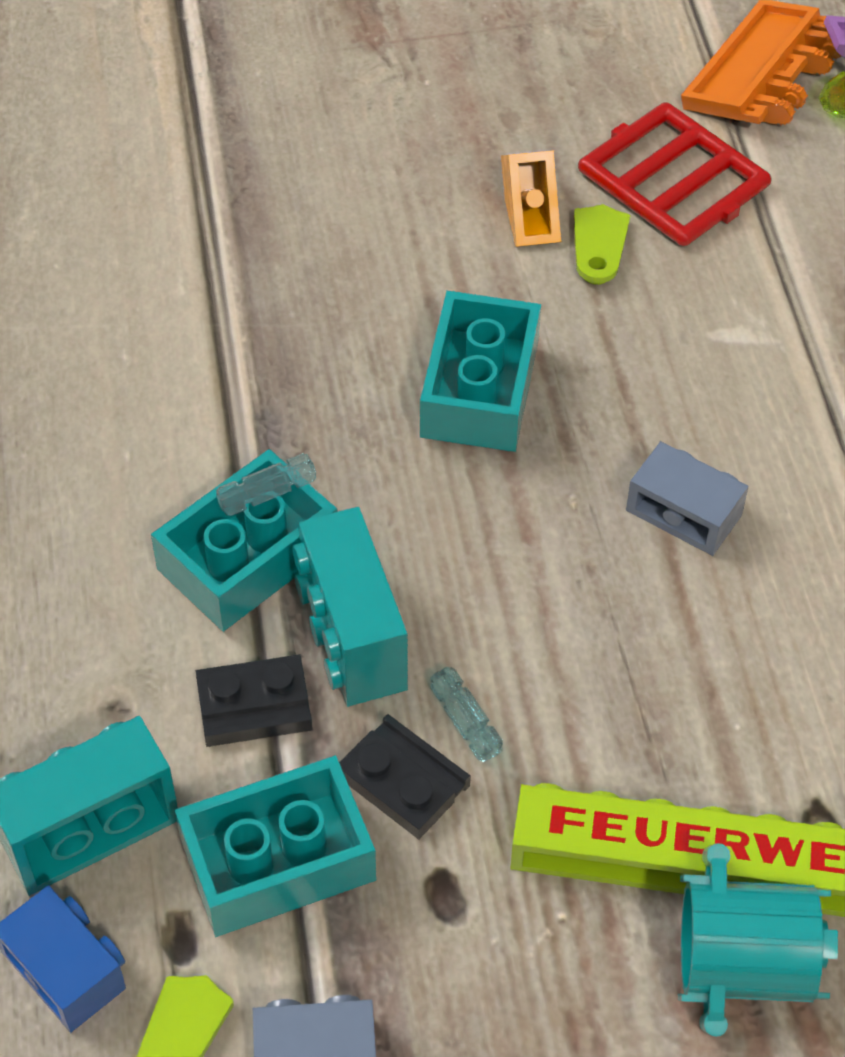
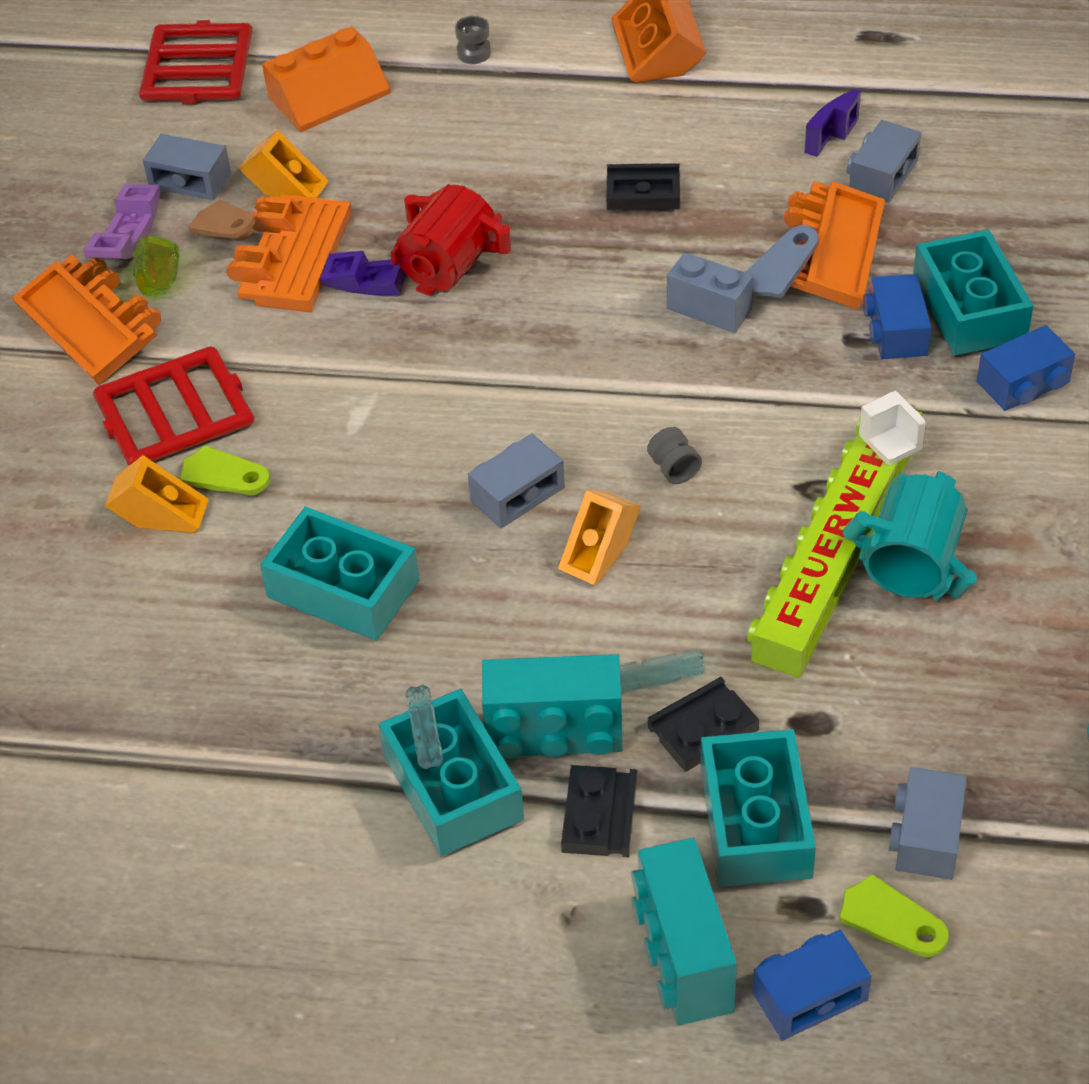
camera: 70 degrees left, 5 degrees down
(638, 598) = (598, 535): none -> light orange slope
(791, 650) = (671, 451): none -> dark grey wheel

